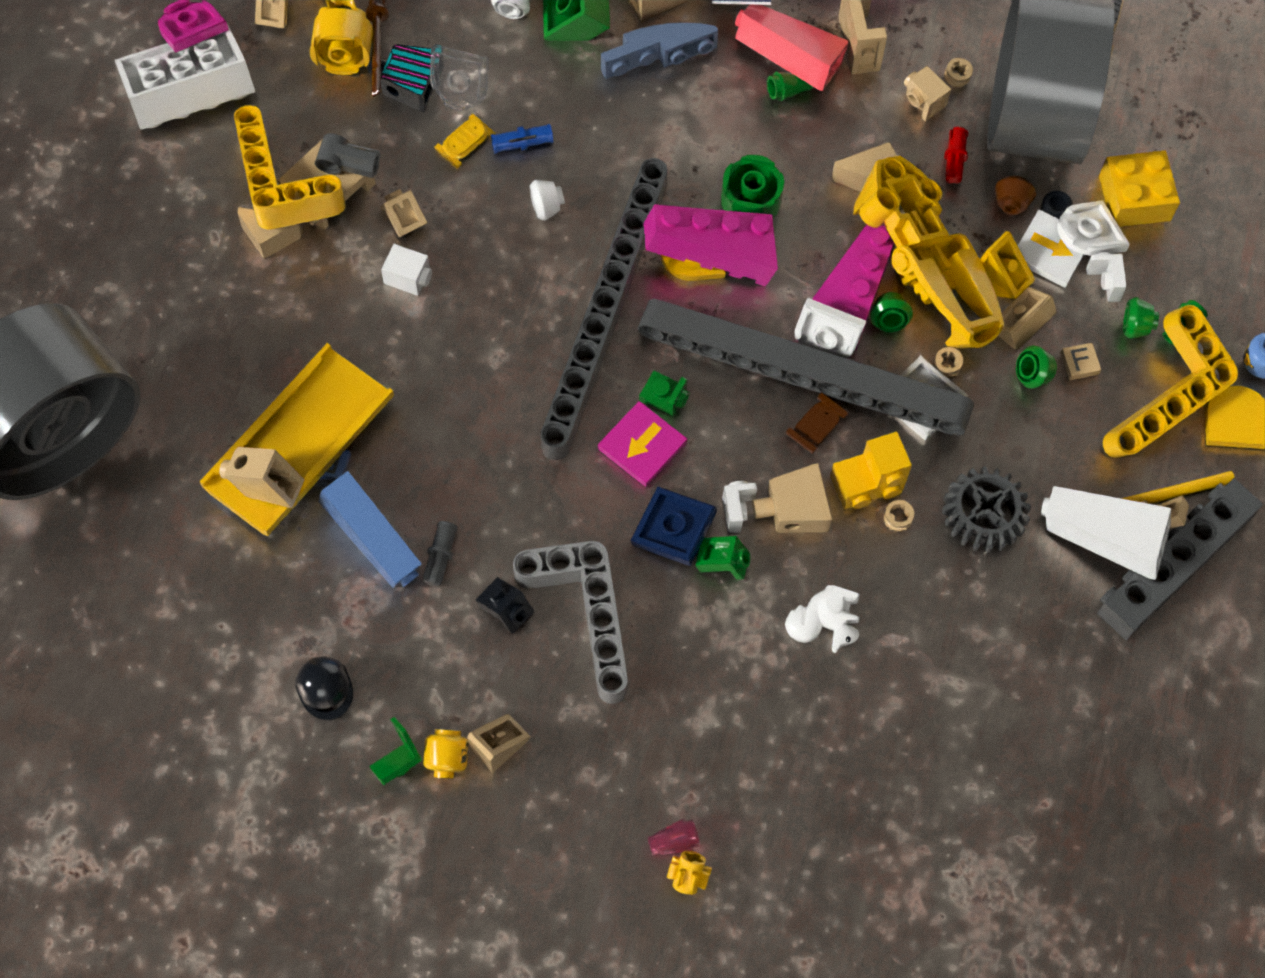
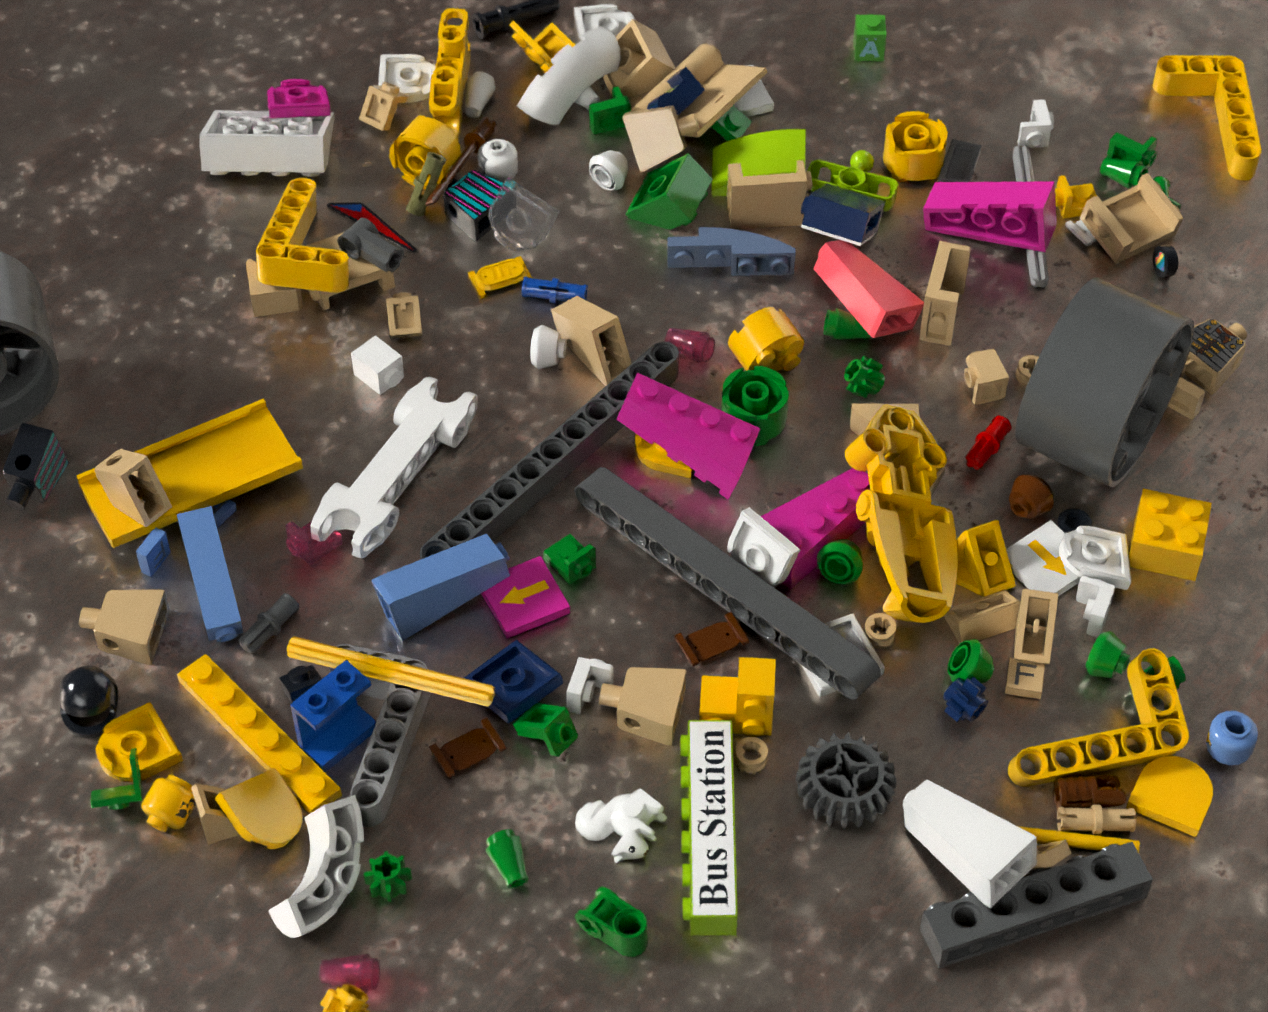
camera: 25 degrees right, 15 degrees down
(152, 475) = (33, 466): none -> black torso
(303, 525) = (153, 551): none -> medium blue tile
(312, 122) = (358, 210): none -> sticker
(318, 601) = (128, 623): none -> tan torso
(359, 74) = (433, 166): none -> olive pin
(380, 700) = (138, 730): none -> yellow tile
(409, 25) = (498, 159): none -> white head
(437, 460) = (301, 544): none -> clear pink bracket
(470, 413) = (369, 501): none -> white piece
(484, 657) = (258, 733): none -> yellow plate
(530, 727) = (262, 809): none -> yellow tile
(551, 622) = (329, 718): none -> blue panel
(575, 462) = (440, 583): none -> medium blue slope
(577, 562) = (392, 671): none -> yellow axle
(583, 175) = (593, 337): none -> tan slope
(611, 760) = (331, 870): none -> white brick
(659, 751) = (387, 866): none -> green gear
(666, 601) = (468, 749): none -> reddish brown piece
(668, 149) = (692, 344): none -> clear pink cone
(736, 128) = (767, 341): none -> yellow brick
(750, 686) = (507, 856): none -> green cone
(829, 130) = (864, 377): none -> green gear
(861, 706) = (609, 918): none -> green piece
(900, 593) = (711, 828): none -> brick
(1047, 401) = (965, 699): none -> dark blue gear
(1074, 315) = (1035, 626): none -> tan slope
(1175, 445) = (1088, 791): none -> reddish brown hinge
(1192, 466) = (1096, 819): none -> tan pin

